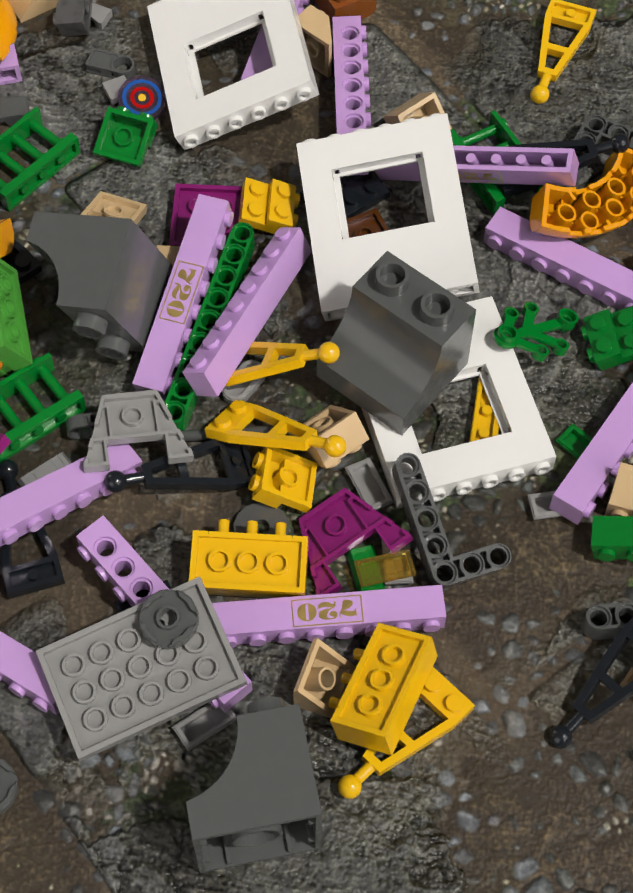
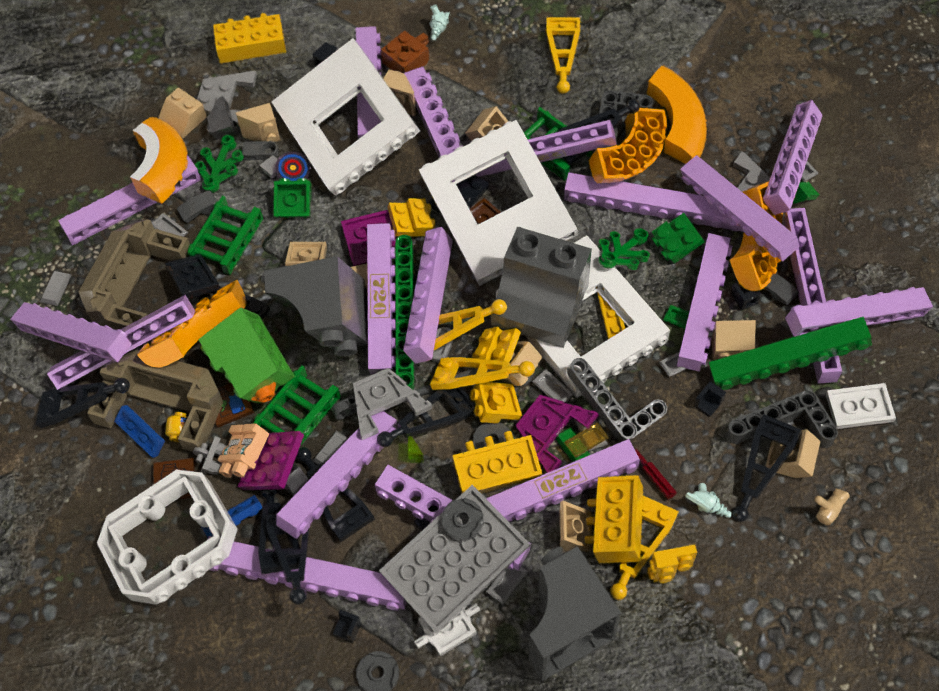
camera: 15 degrees left, 0 degrees up
(33, 87) = (212, 181): none -> green plant
(105, 768) = (451, 635): none -> white plate
(119, 29) = (258, 123): none -> tan slope
(148, 510) = (414, 453): none -> clear neon green slope
(314, 403) = (497, 344): none -> yellow plate
(427, 768) = (666, 562): none -> yellow plate
(463, 649) = (656, 477): none -> dark red axle
(519, 704) = (708, 501): none -> light aqua piece
(577, 567) = (710, 399): none -> black panel

